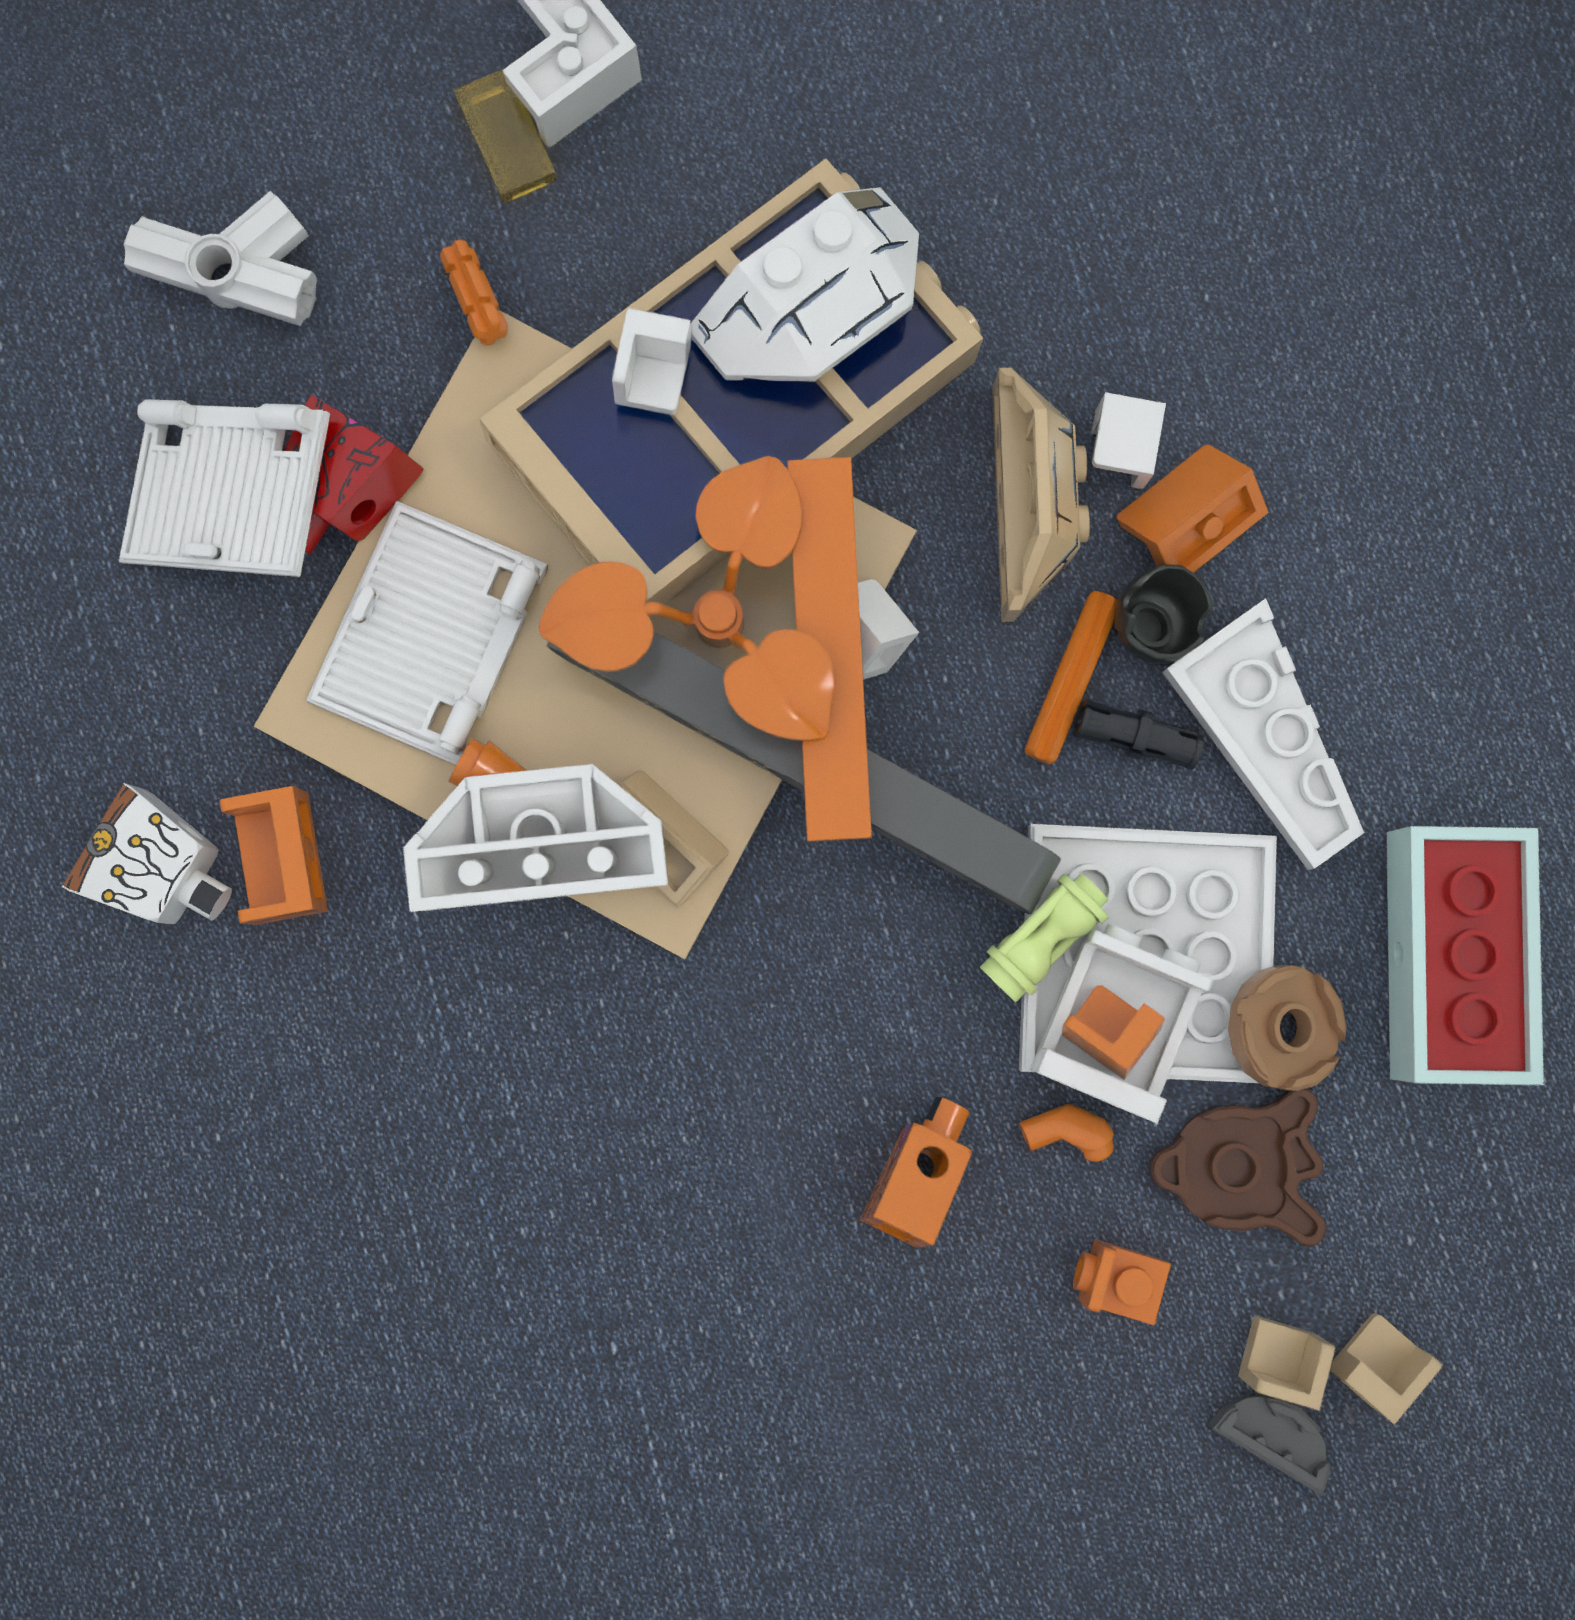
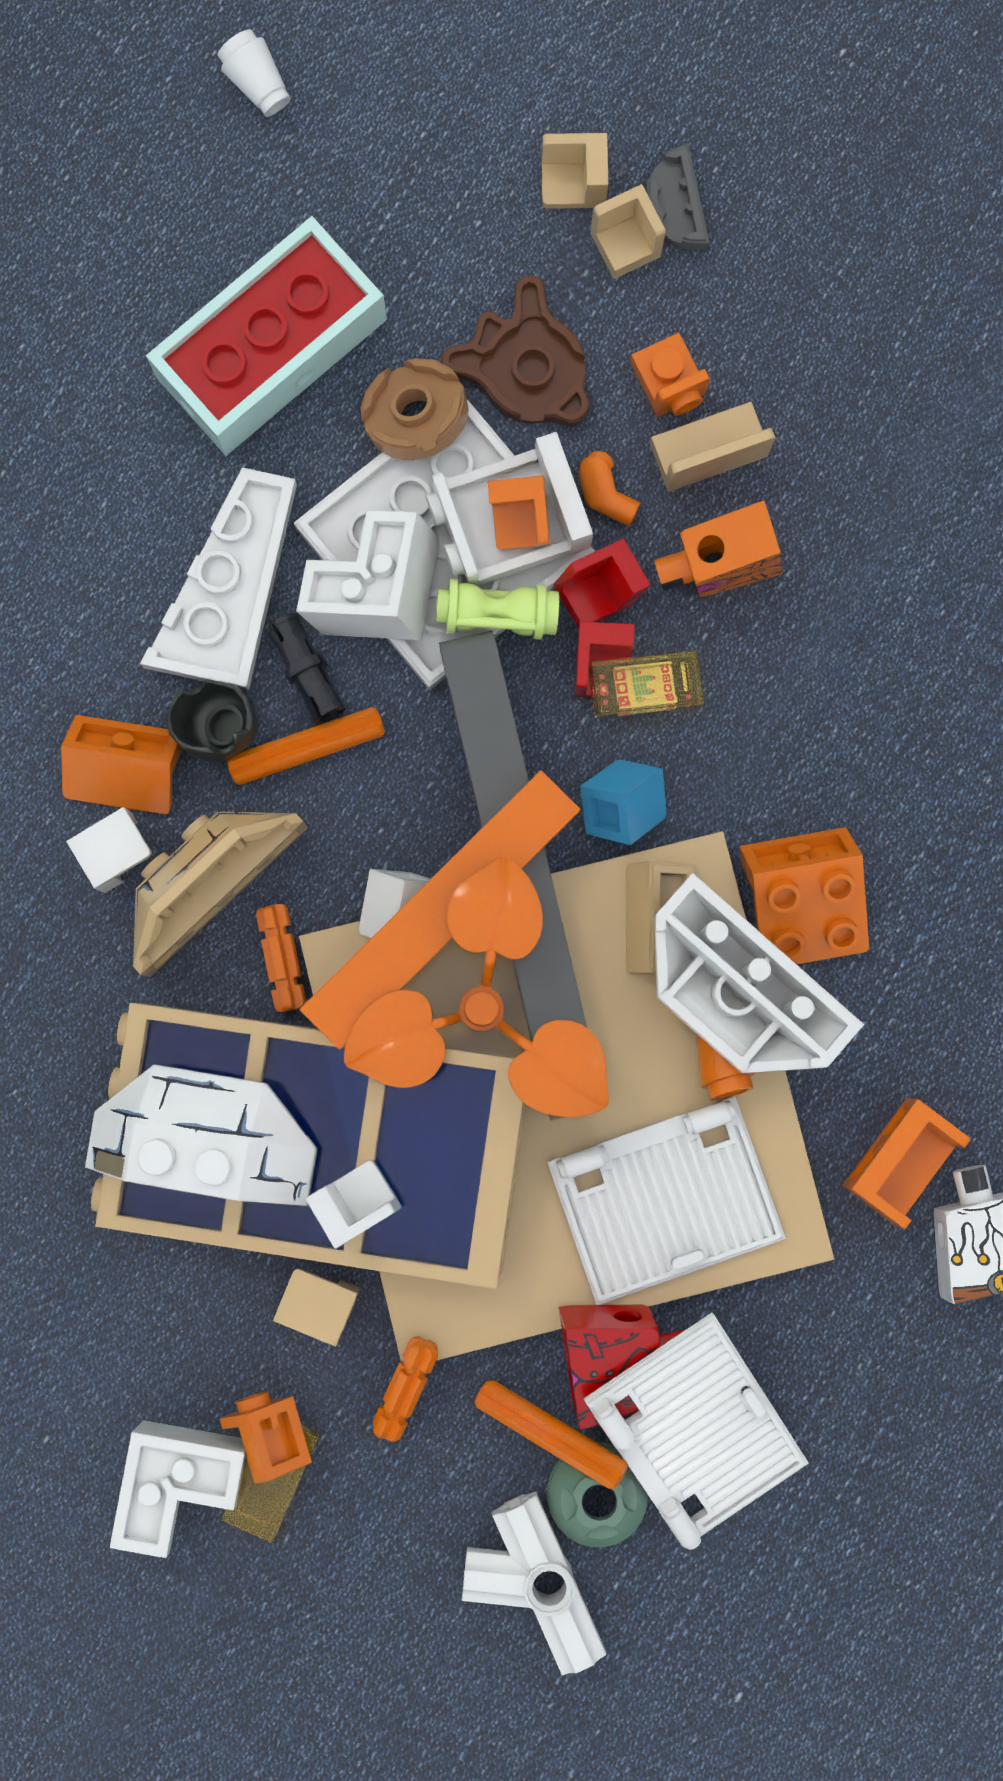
camera: 135 degrees left, 0 degrees up
(281, 375) = (565, 1498): none -> sand green piece
(329, 372) = (551, 1434): none -> orange axle
(536, 153) = (269, 1435): none -> orange bracket
(566, 980) = (809, 894): none -> orange bracket
(601, 278) = (316, 1306): none -> tan panel
(785, 898) = (623, 801): none -> dark azure panel
(868, 1009) = (645, 684): none -> clear yellow tile
(911, 501) = (281, 957): none -> orange axle
(921, 990) = (599, 643): none -> red panel
(988, 1047) = (601, 583): none -> red panel
(1027, 1259) = (711, 446): none -> tan panel
(1151, 858) = (380, 592): none -> white panel

